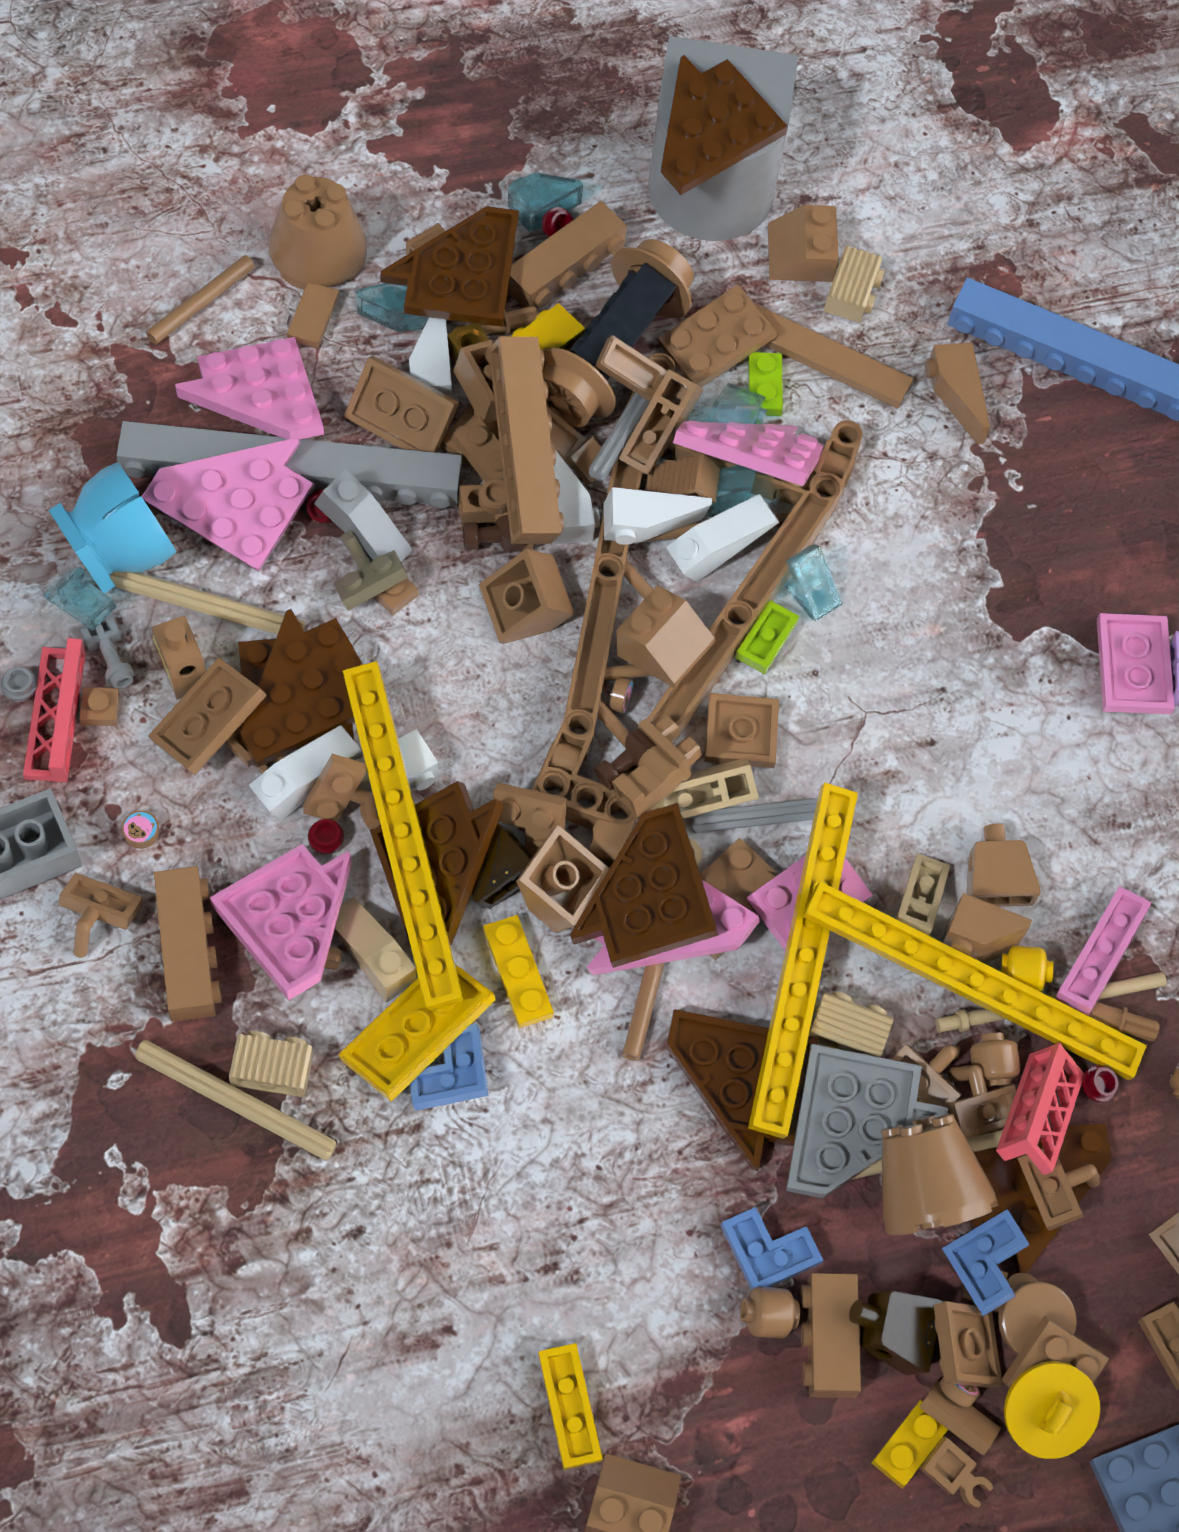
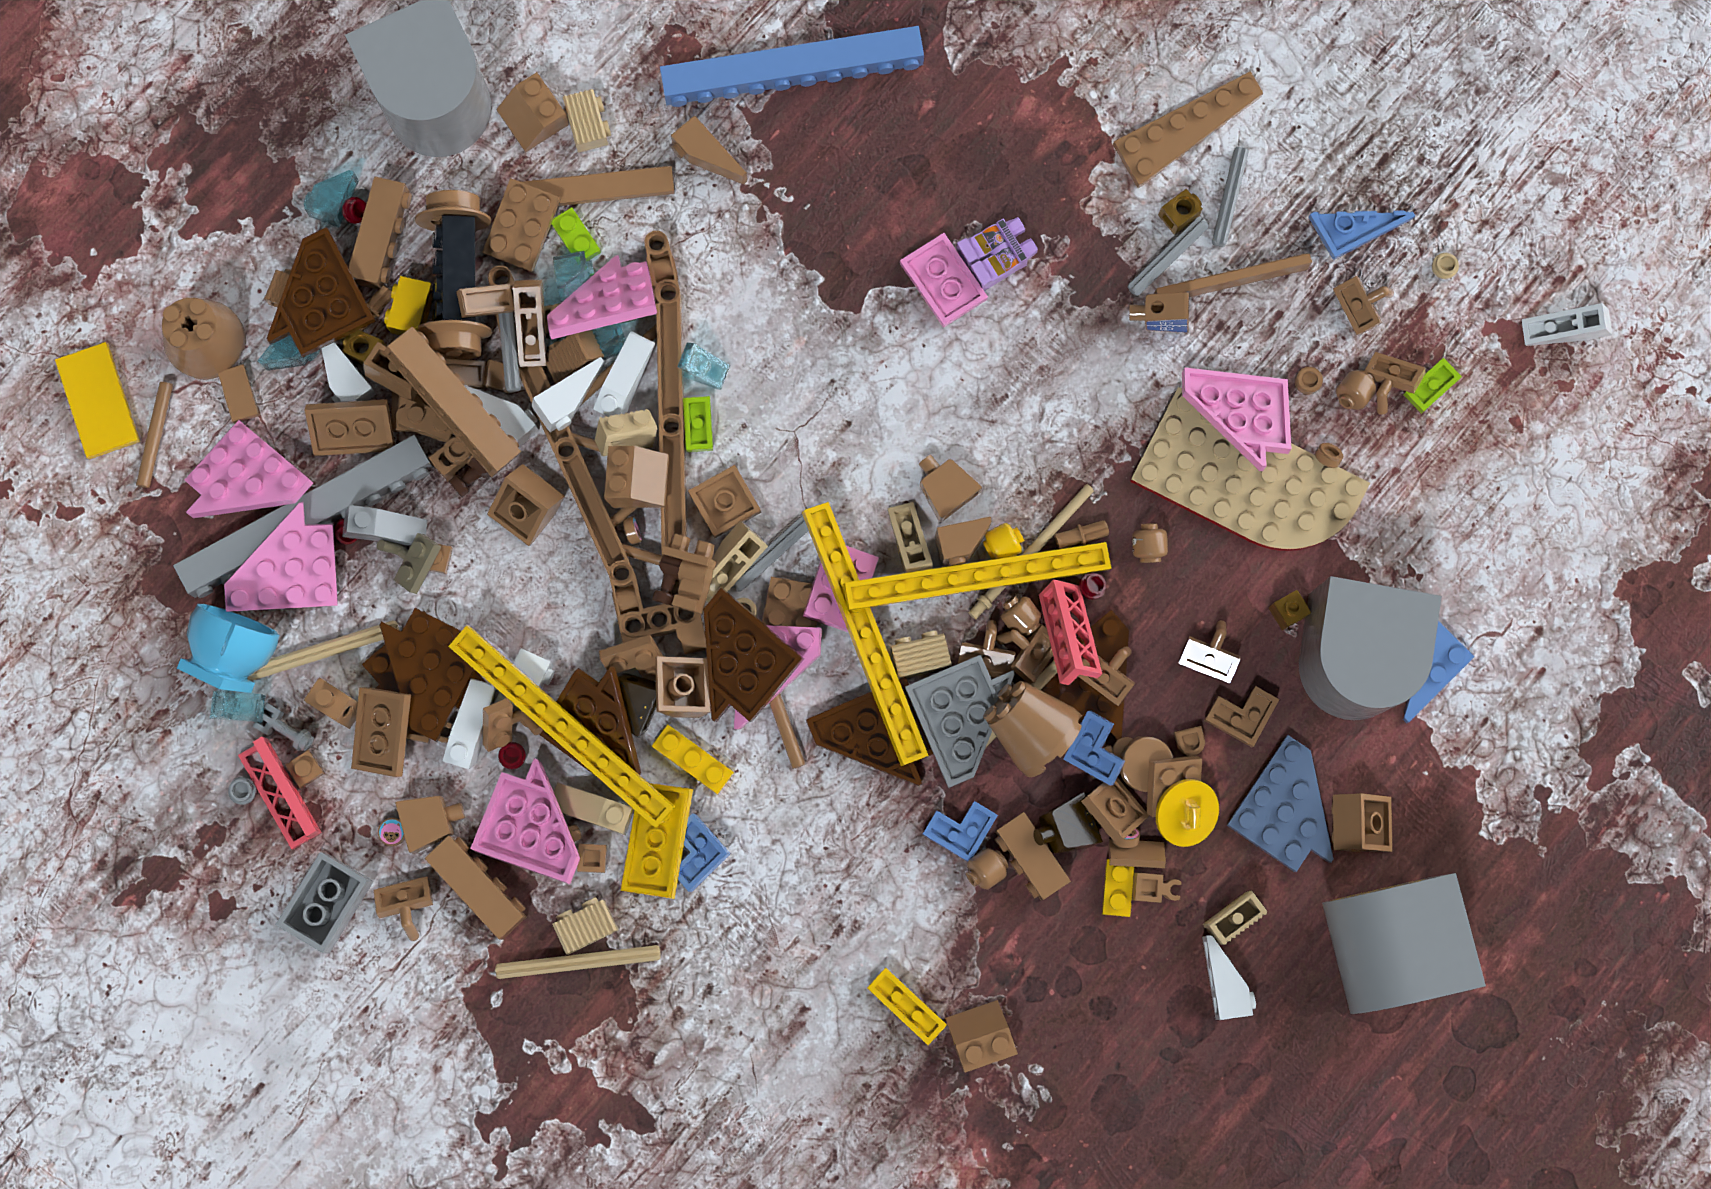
camera: 30 degrees left, 15 degrees up
(169, 235) = (97, 400): none -> yellow tile
(185, 839) = (427, 821): none -> medium nougat torso
(332, 999) = (592, 858): none -> medium nougat plate
(700, 590) = (626, 430): none -> tan brick
(714, 124) = (423, 87): reddish brown wing -> none
(1103, 951) = (1043, 497): bright pink plate -> none
(1106, 1332) = (1190, 741): none -> medium nougat tile

